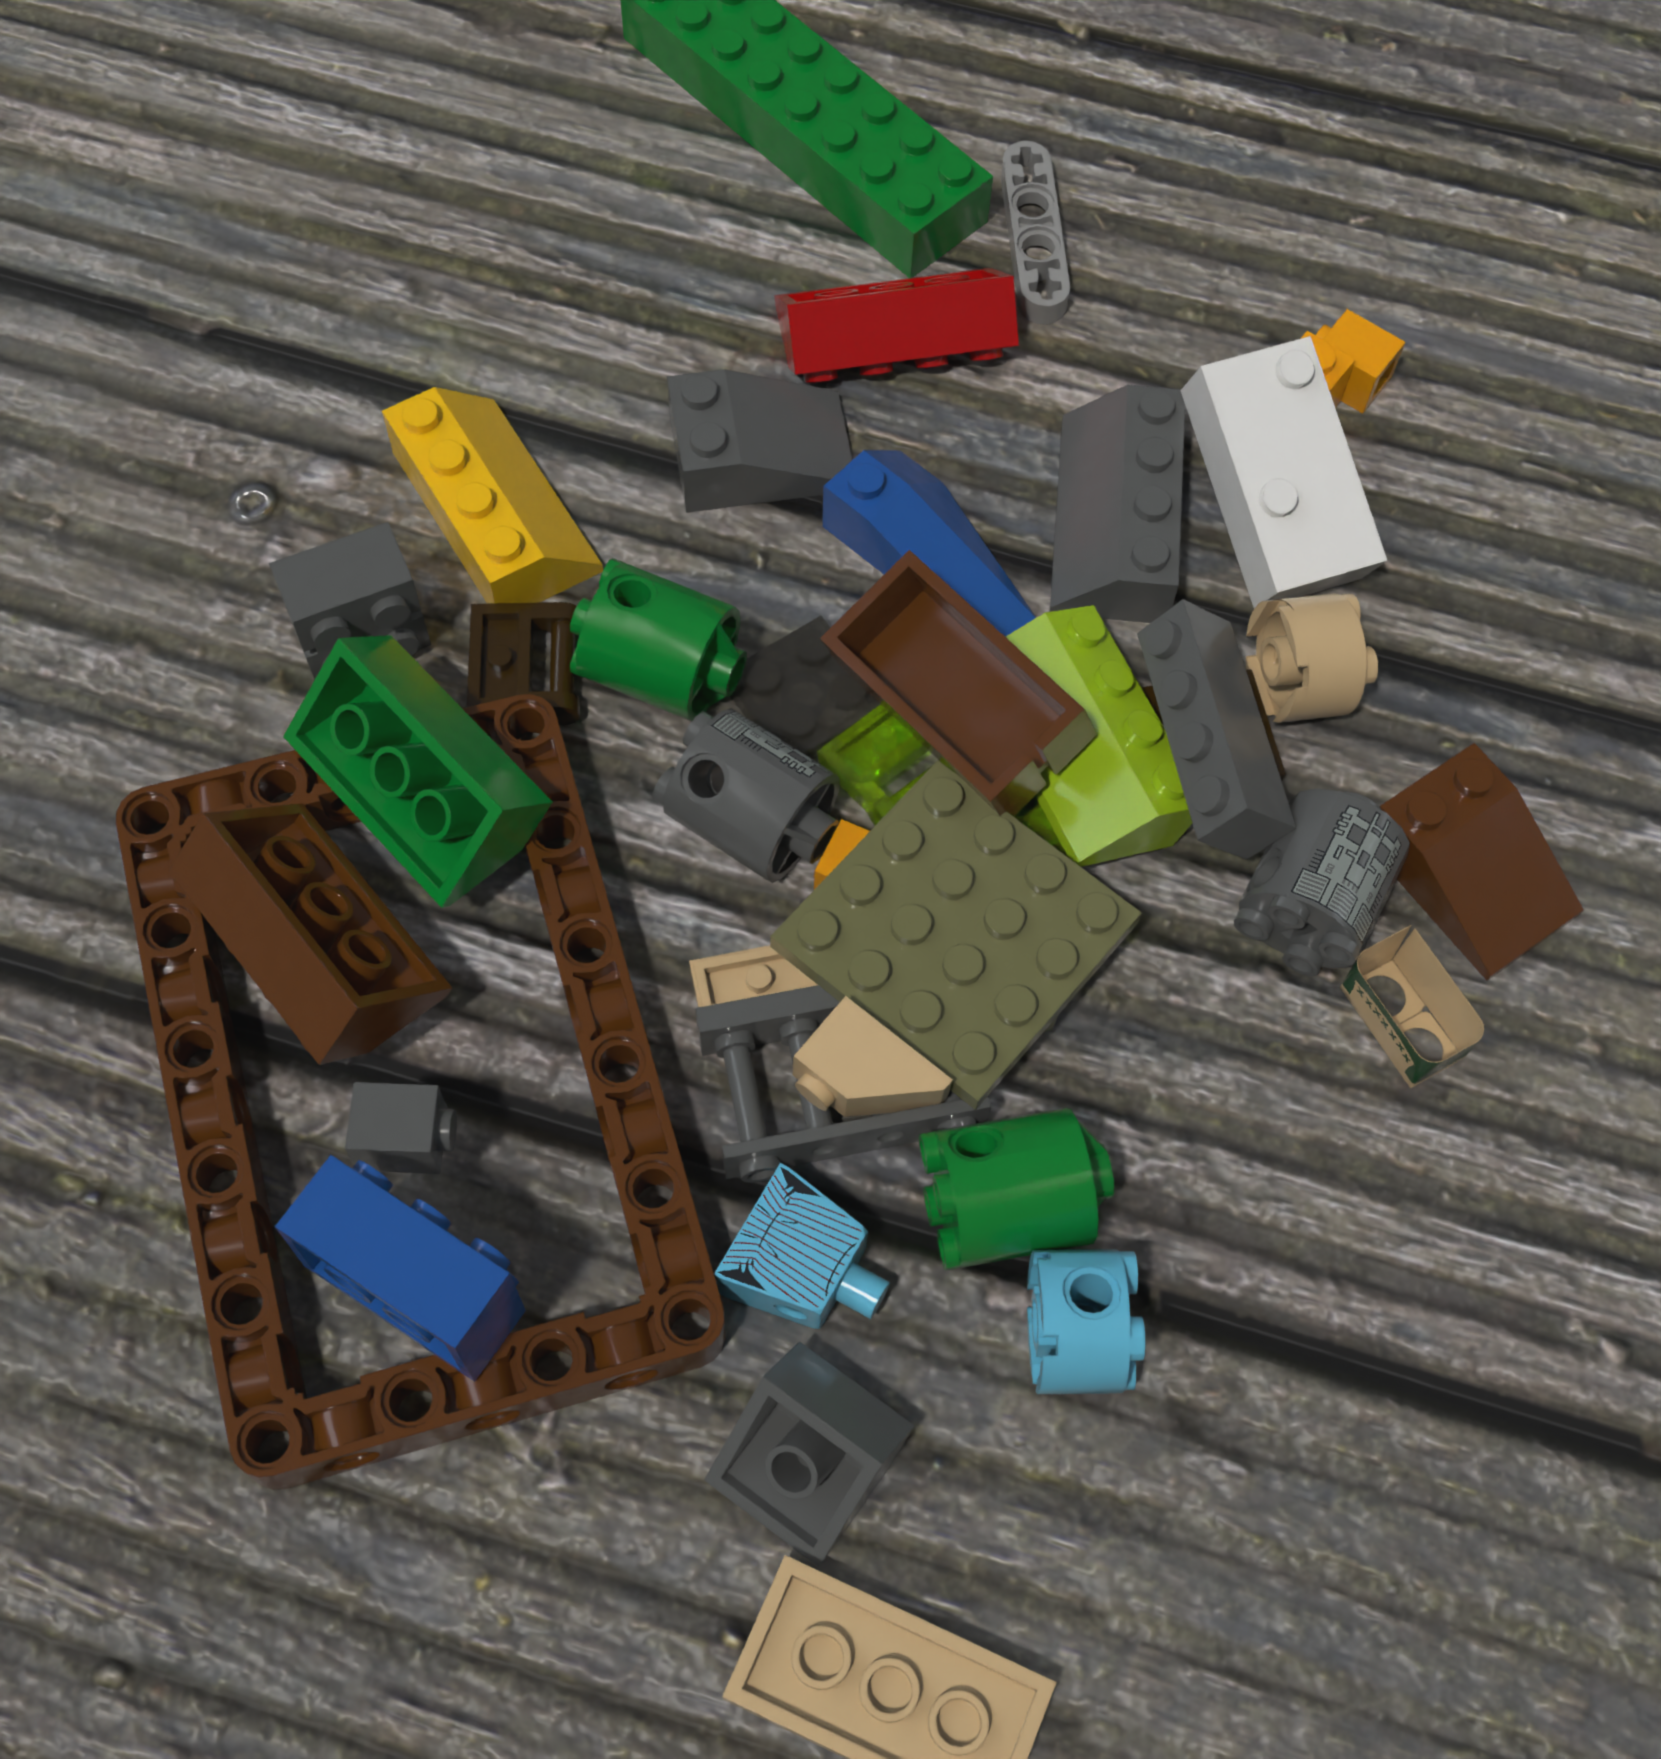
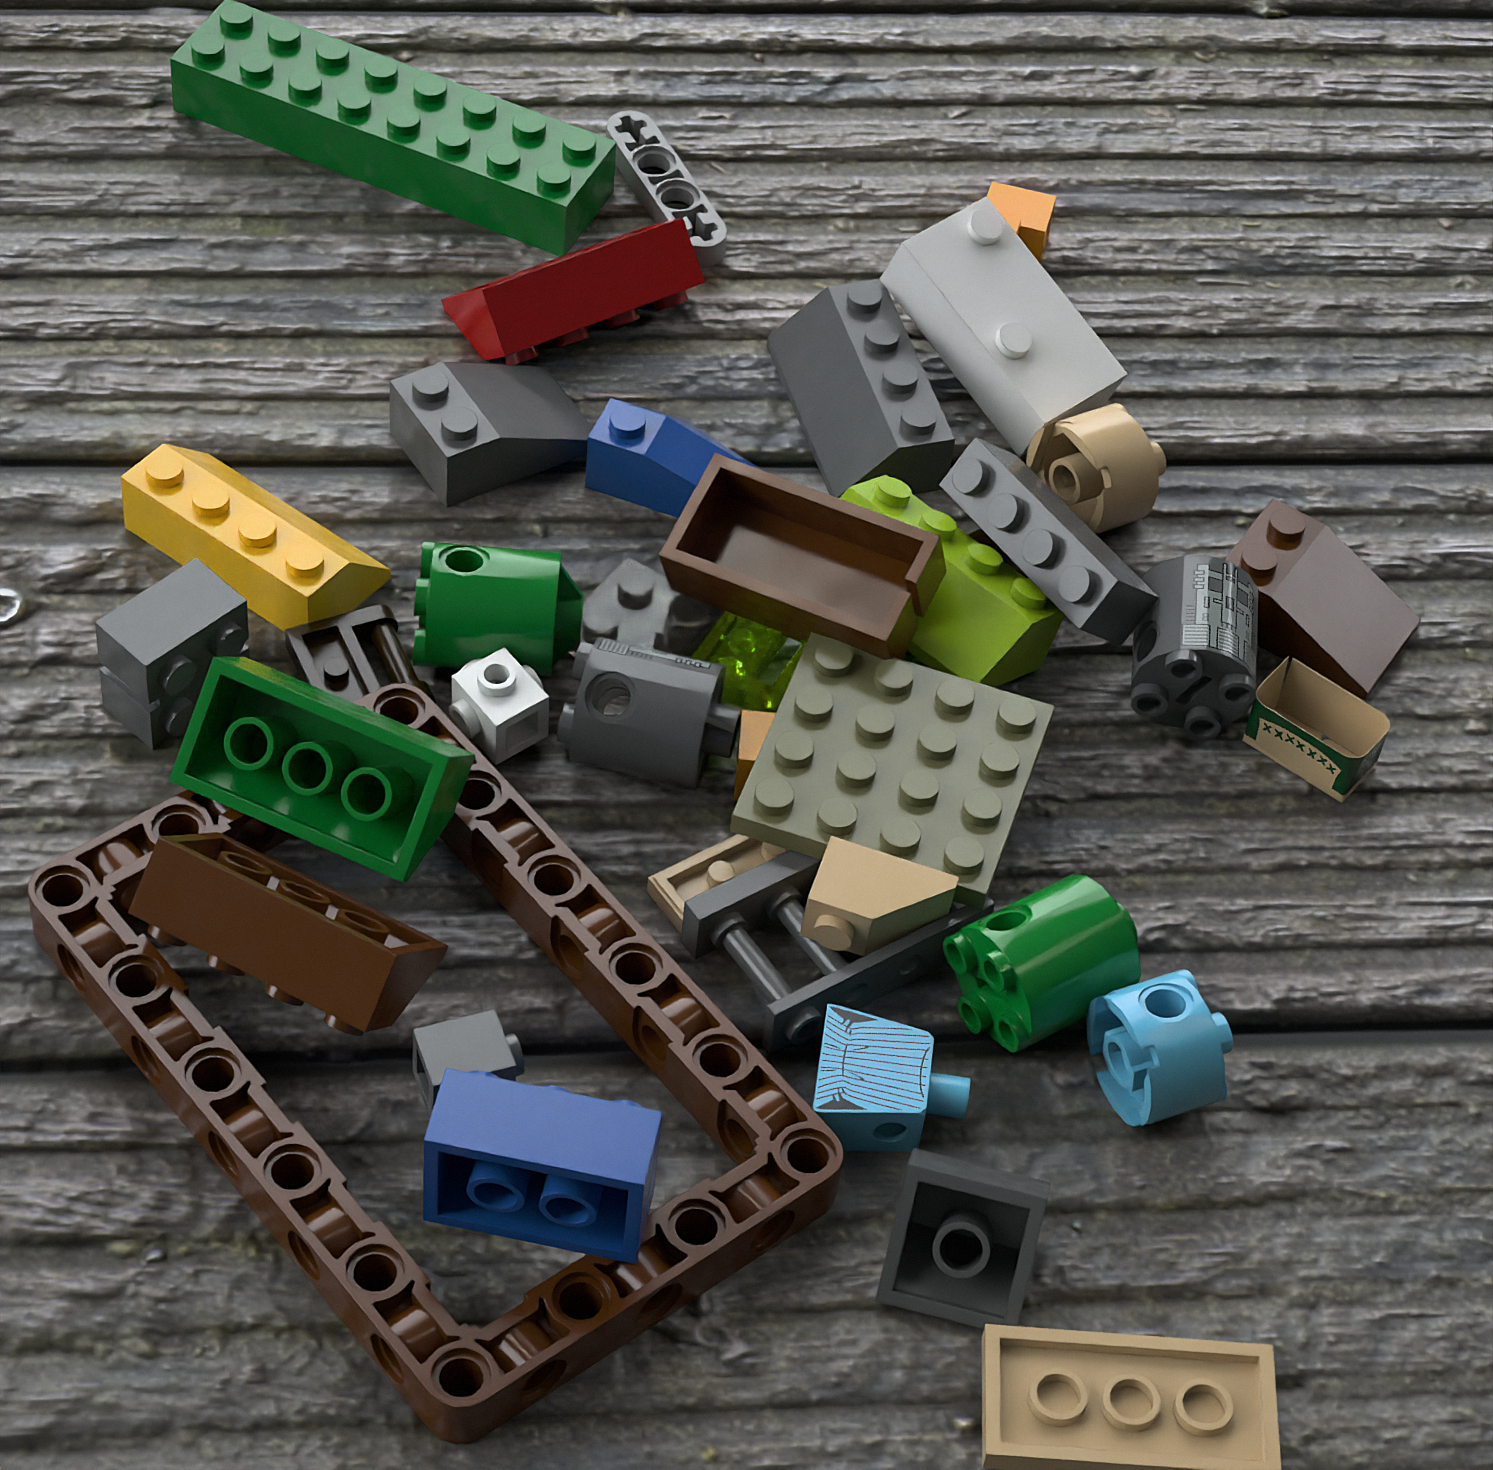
camera: 25 degrees left, 15 degrees down
(624, 740) = (499, 705): none -> white brick

